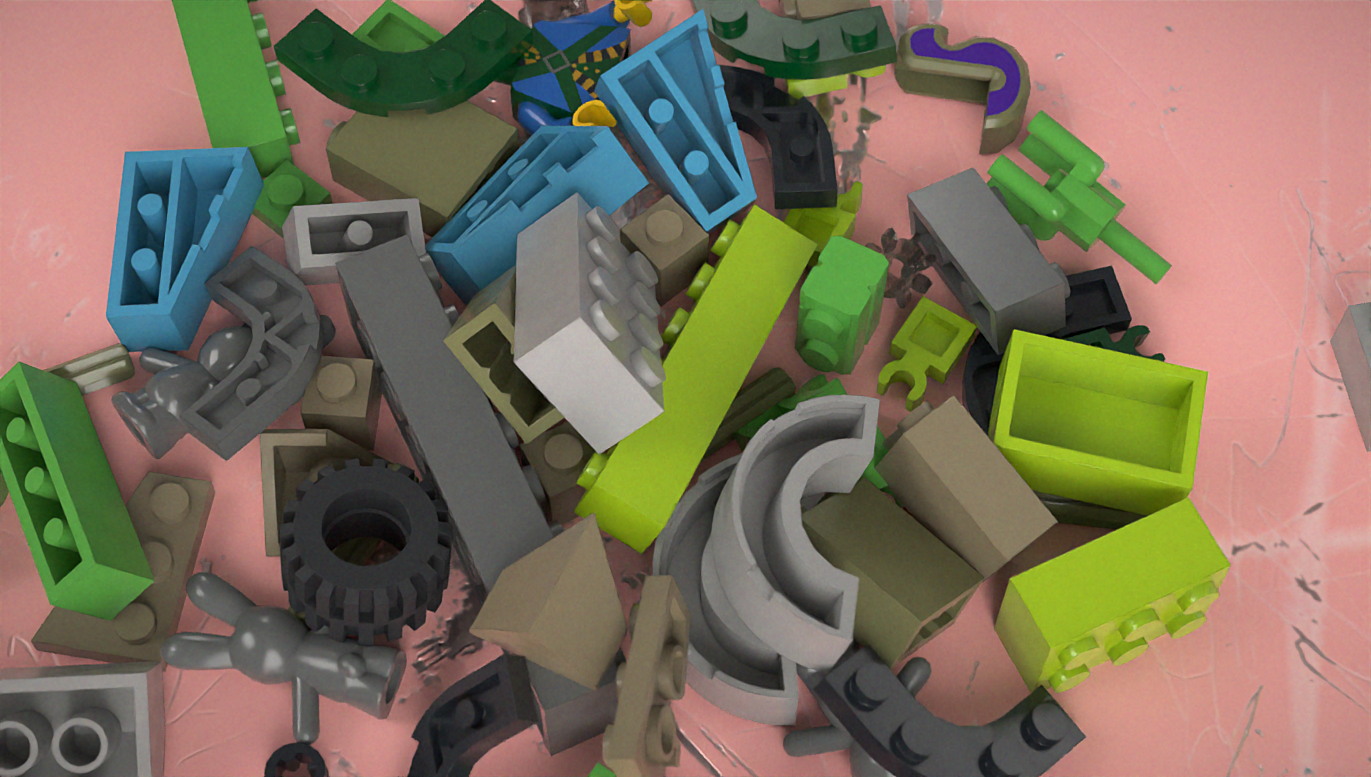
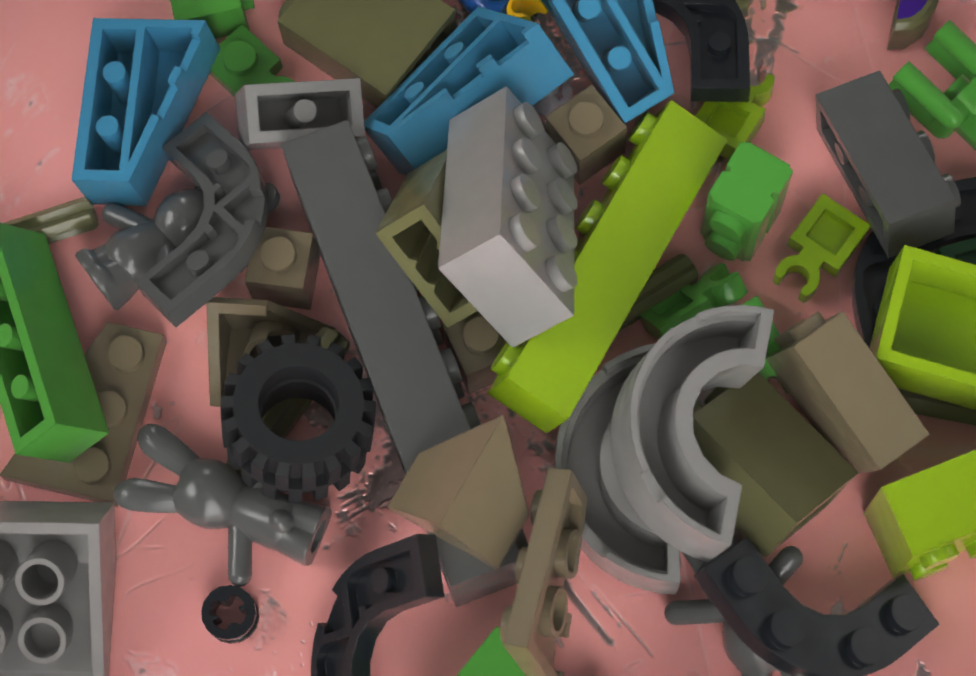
camera: 10 degrees right, 10 degrees up
(914, 264) = (813, 153): clear smoke gear -> none

